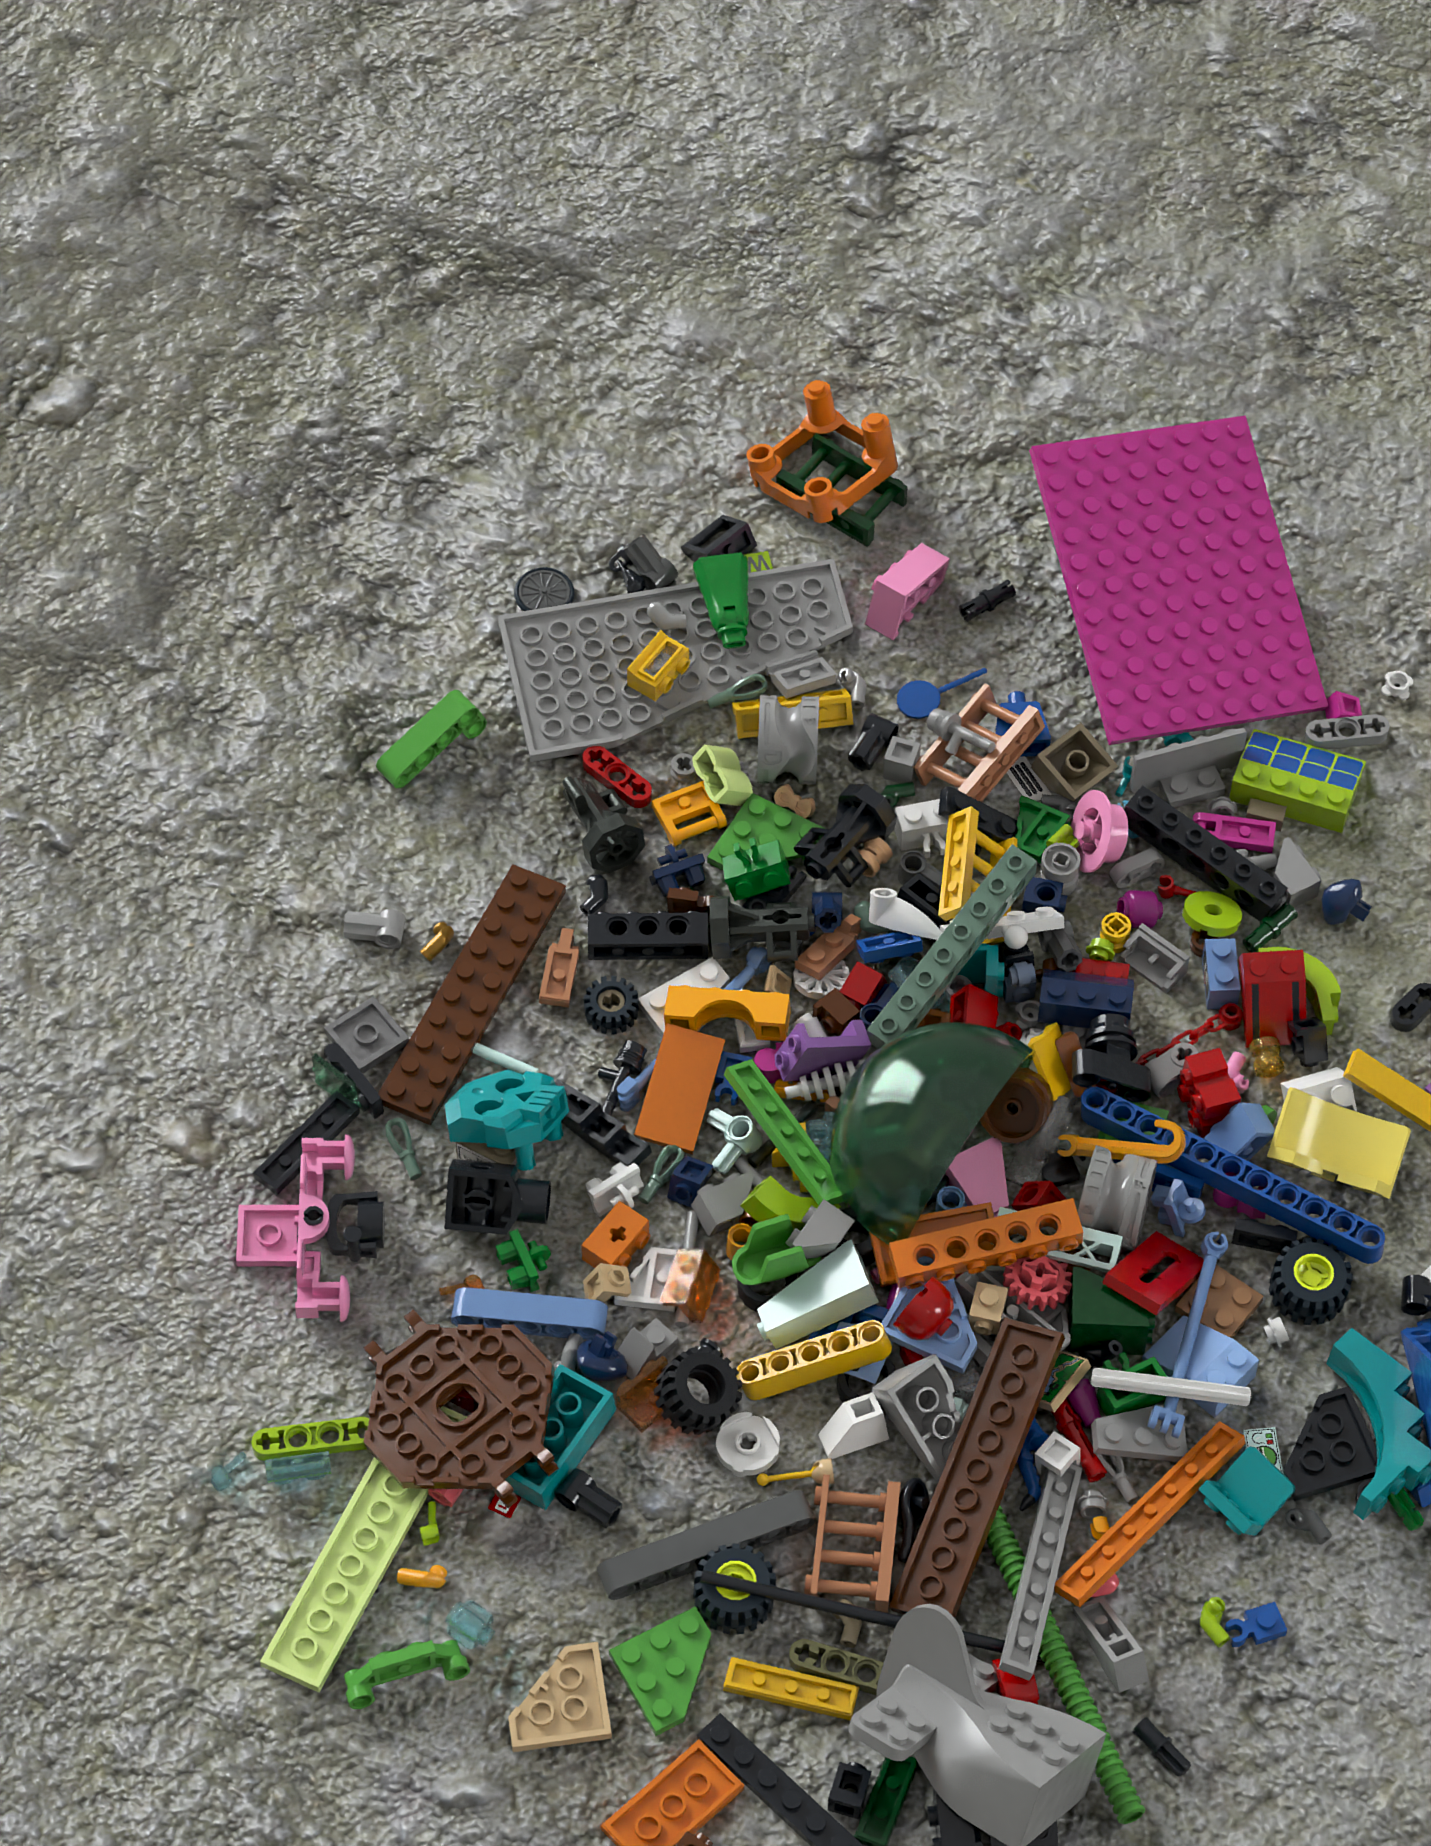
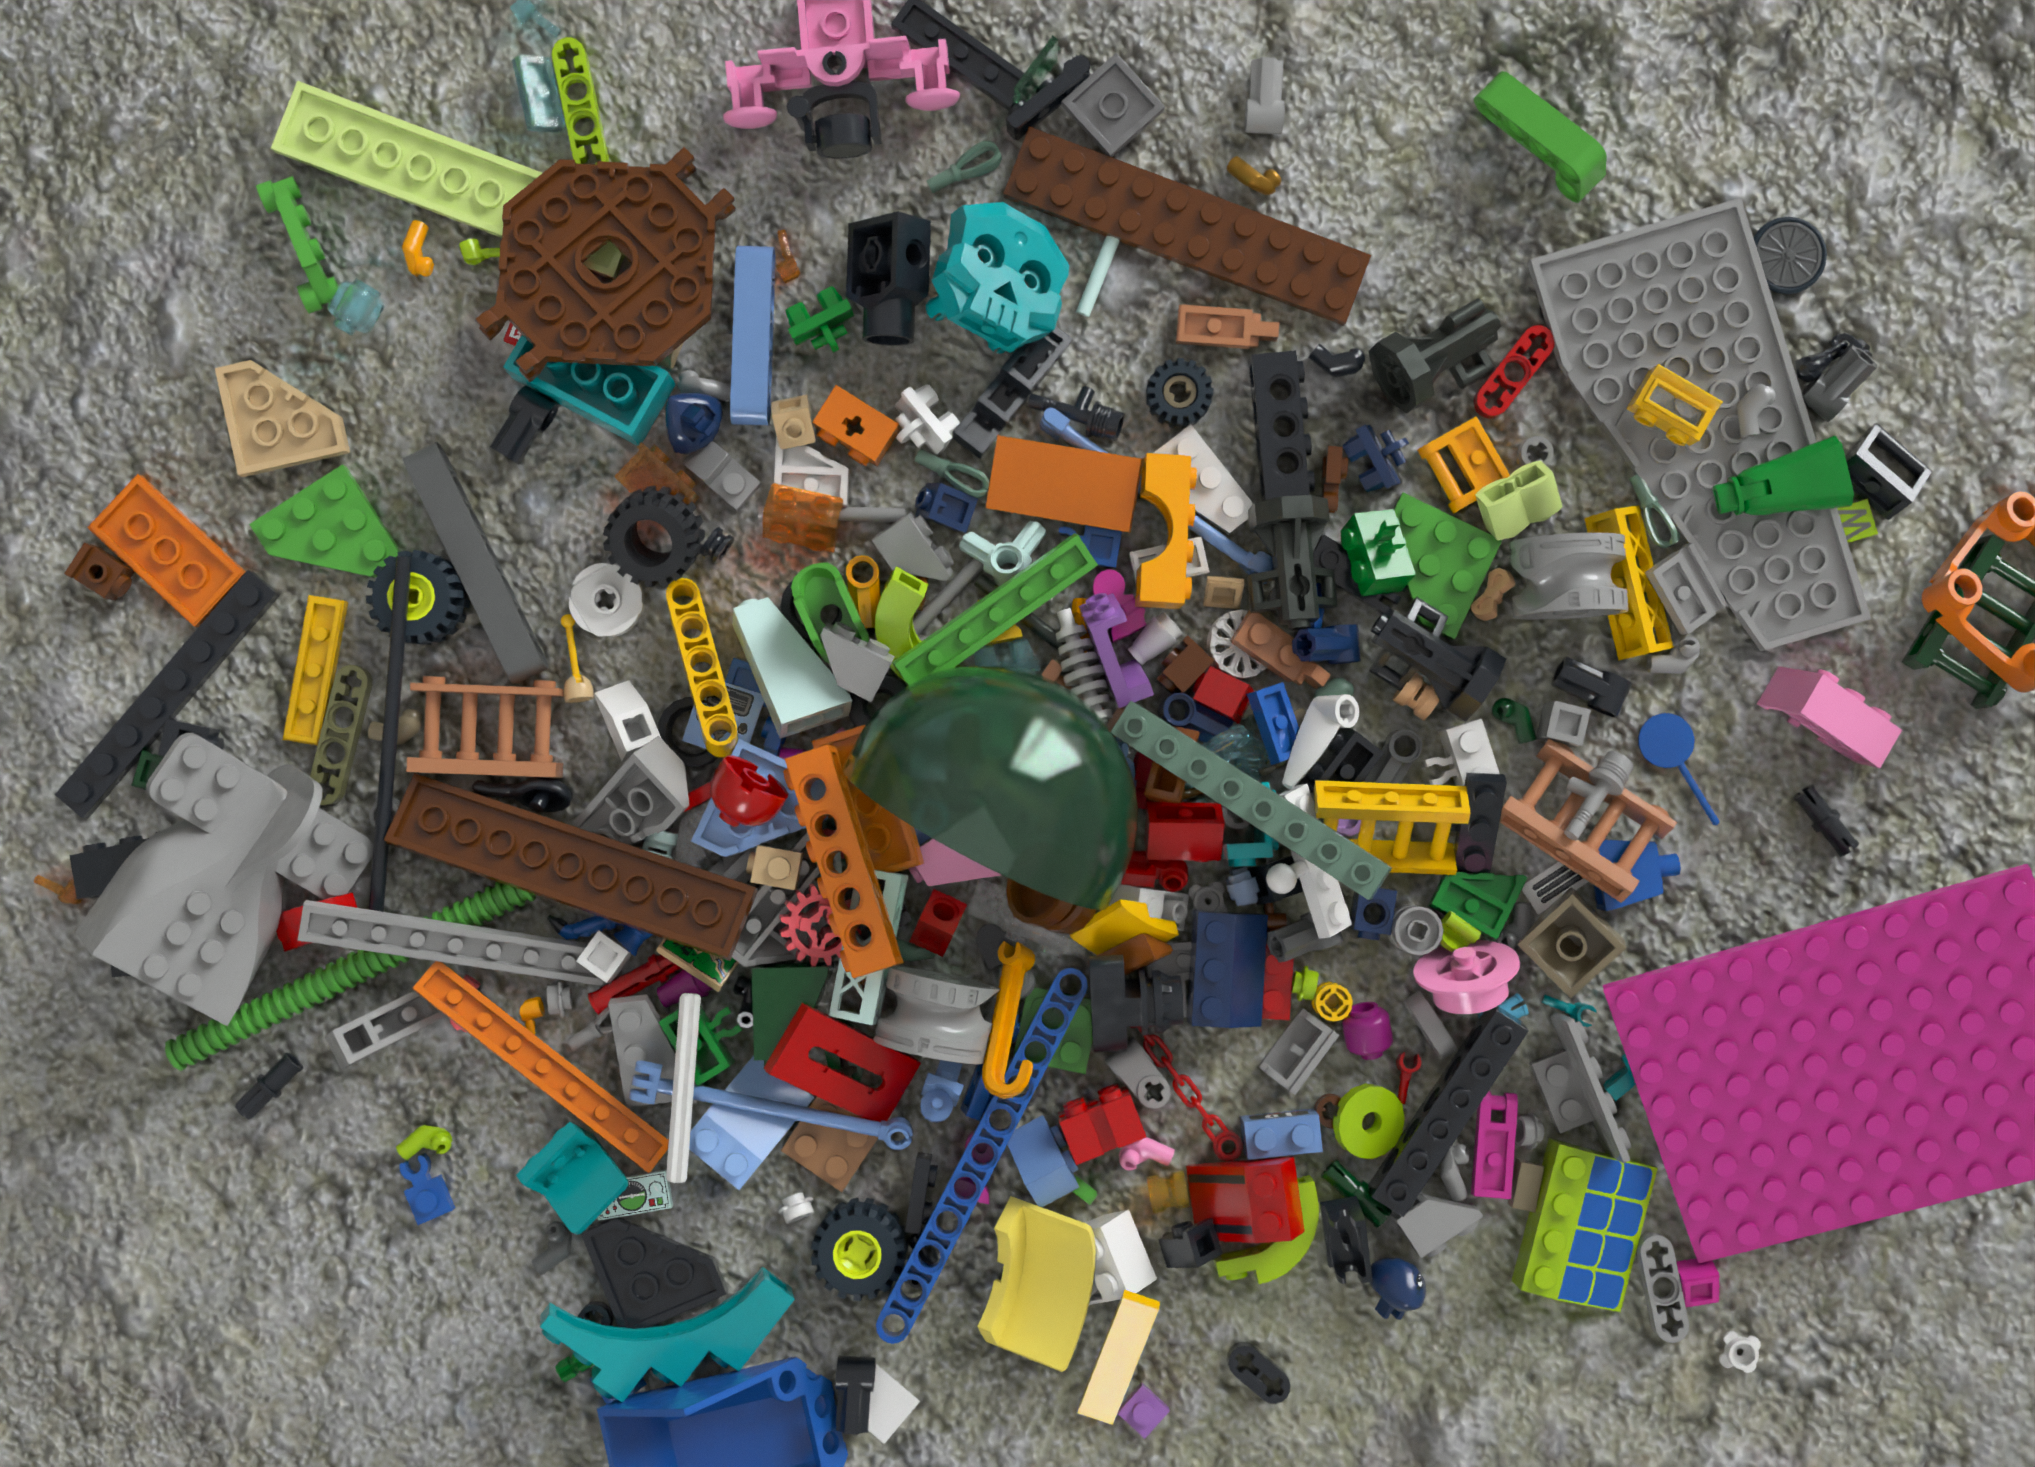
camera: 85 degrees right, 30 degrees up
(1306, 930) = (1346, 1238): none -> black hinge

